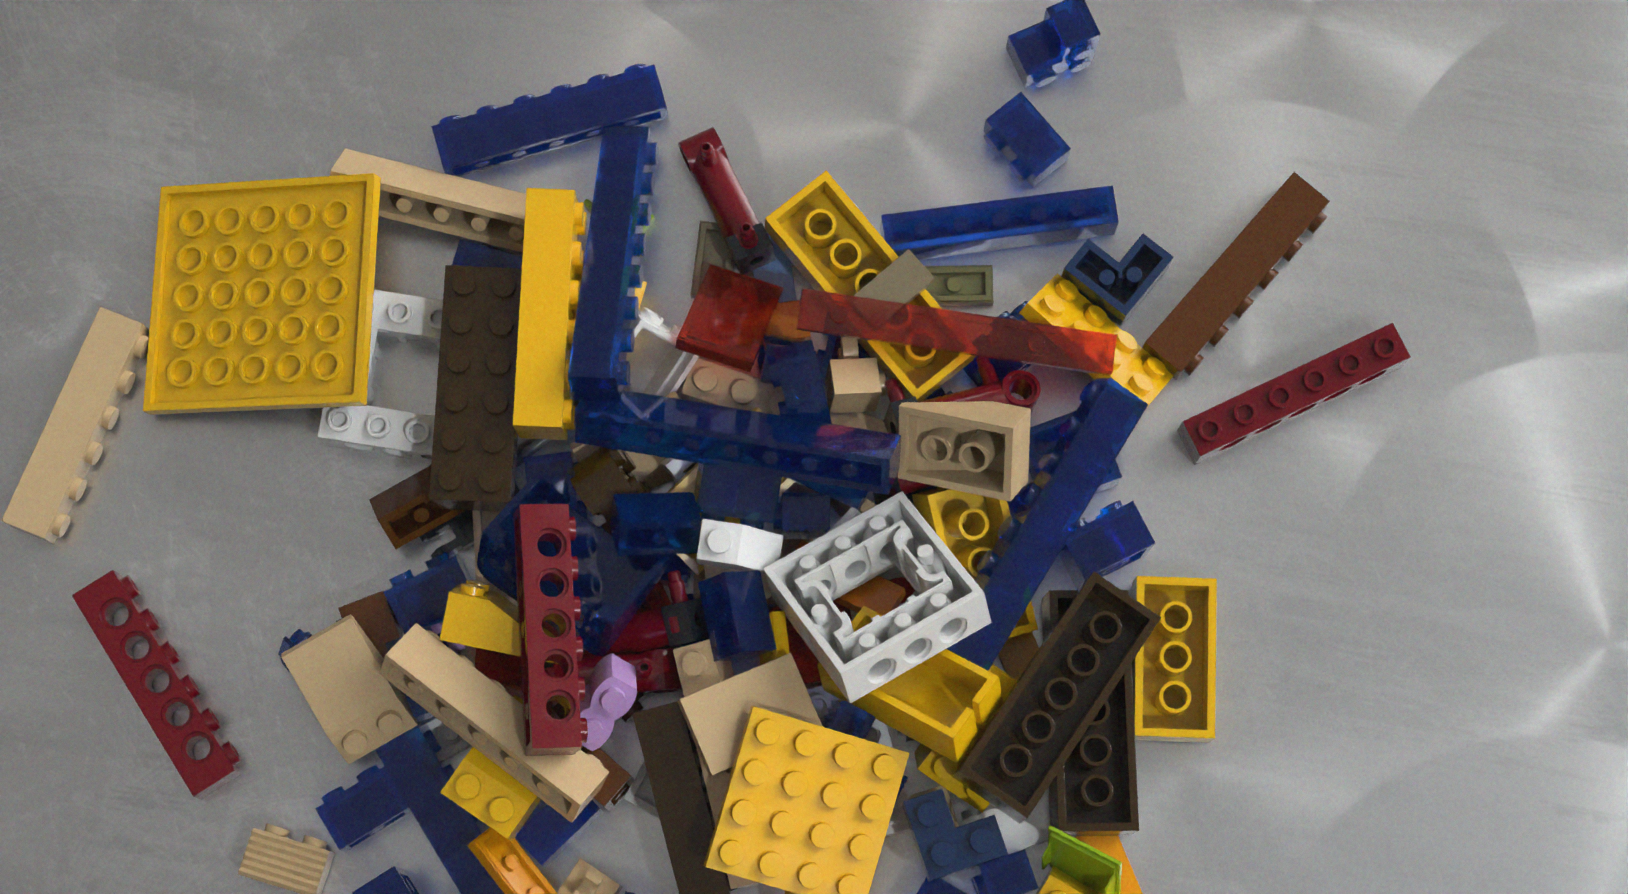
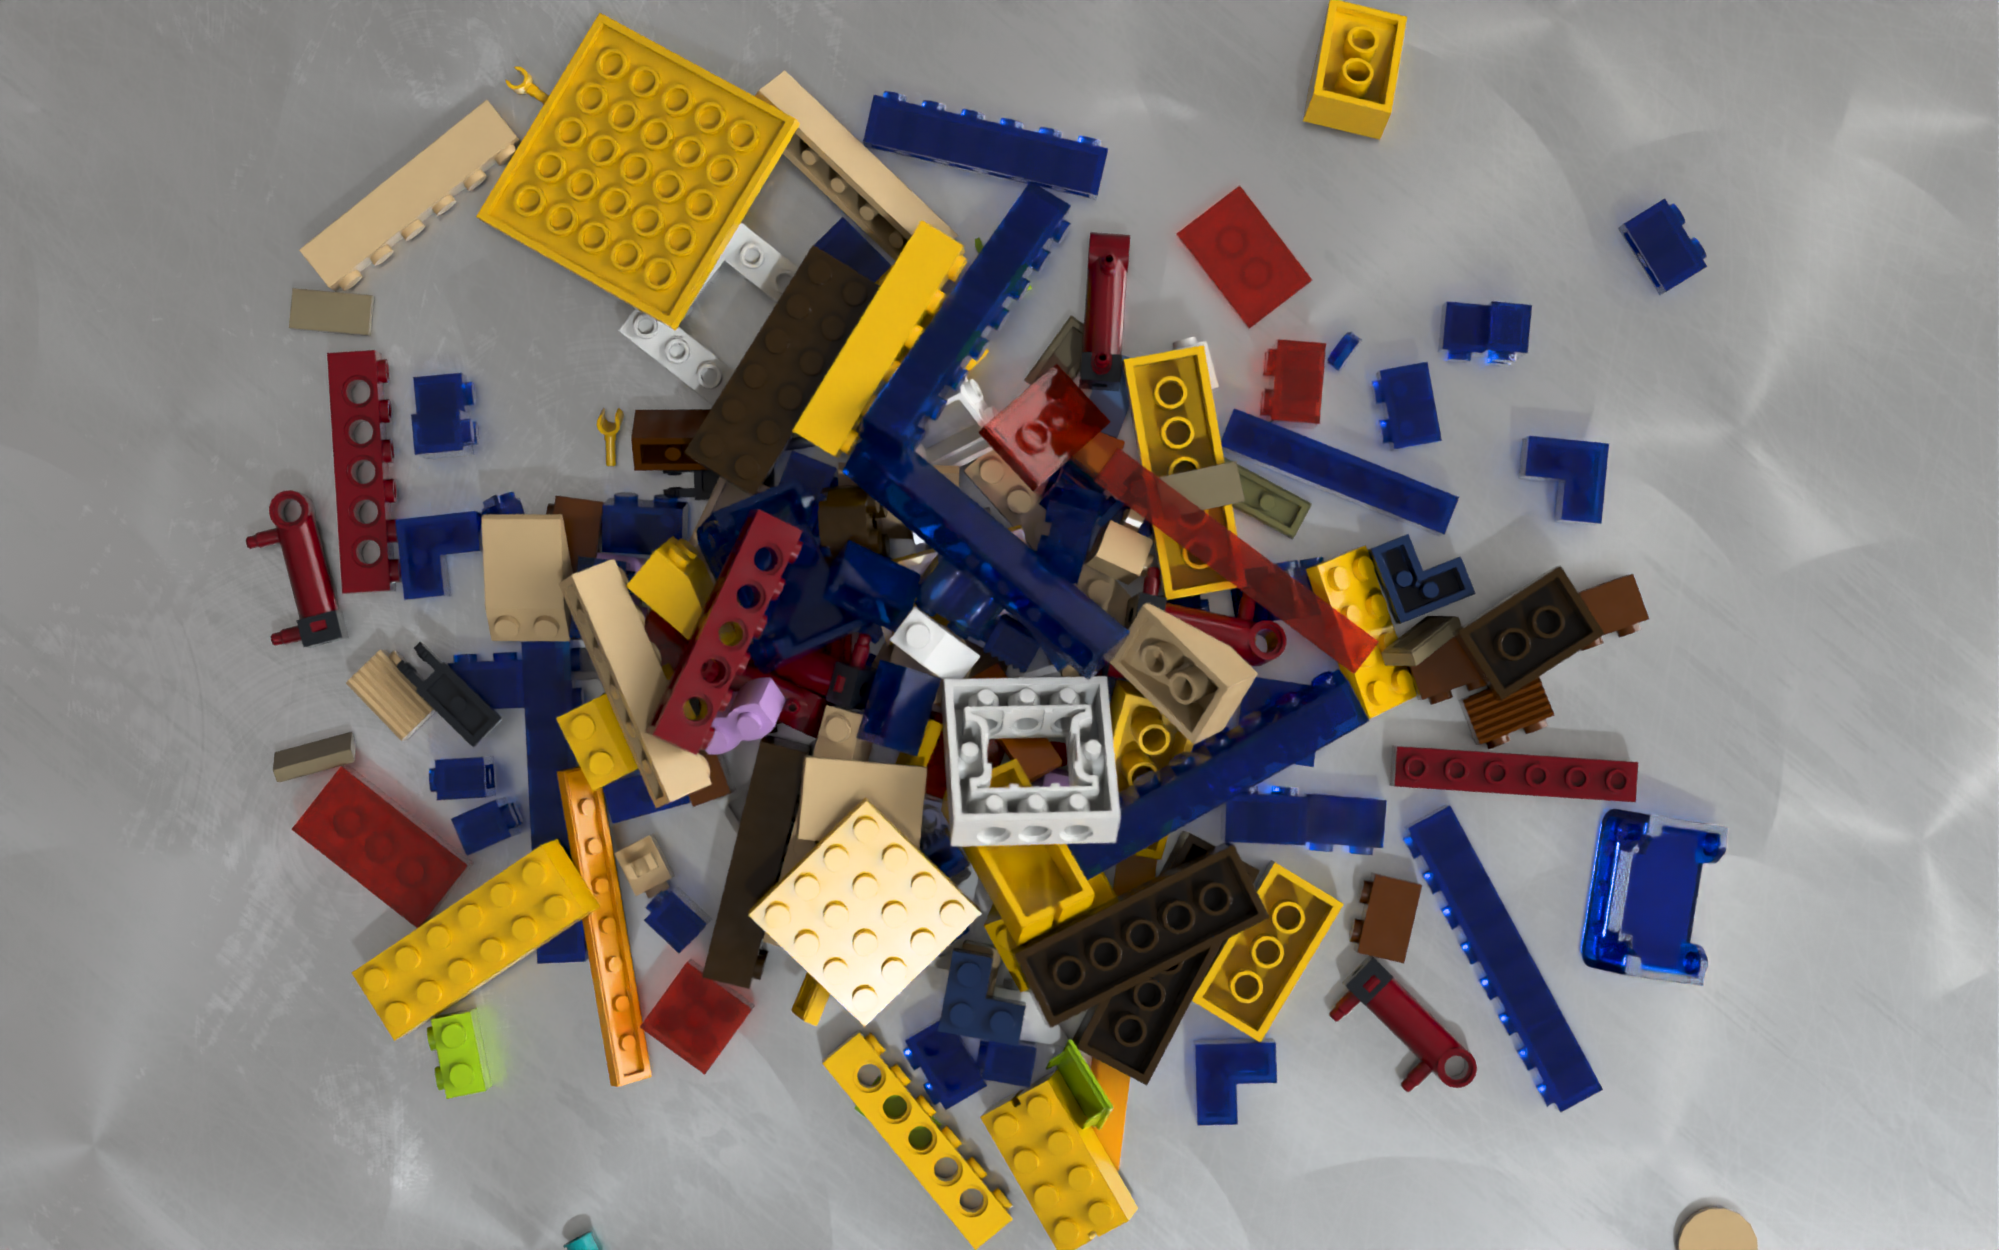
camera: 30 degrees right, 10 degrees up
(59, 562) = (331, 312): none -> dark tan tile
(130, 282) = (527, 86): none -> yellow hand
(181, 827) = (307, 572): none -> dark red piece
(203, 597) = (443, 416): none -> clear blue brick
(247, 713) = (425, 546): none -> clear blue brick
(340, 832) = (452, 697): none -> black hinge
(359, 534) = (609, 430): none -> yellow hand
(818, 96) = (1244, 257): none -> clear red tile
(920, 168) = (1294, 383): none -> clear red brick
(946, 125) = (1344, 351): none -> clear blue tile
(1151, 323) = (1421, 641): none -> dark tan tile
(1178, 512) = (1346, 822): none -> clear blue brick
(1193, 113) = (1577, 468): none -> clear blue brick
(1193, 783) = (1223, 1065): none -> clear blue brick
(1237, 262) = (1528, 633): none -> dark brown brick
(1255, 342) = (1494, 719): none -> reddish brown brick
(1257, 575) = (1386, 917): none -> reddish brown brick
(1286, 641) = (1407, 1021): none -> dark red piece
(1378, 556) = (1502, 958): none -> clear blue brick
(1465, 432) = (1648, 896): none -> clear blue windscreen

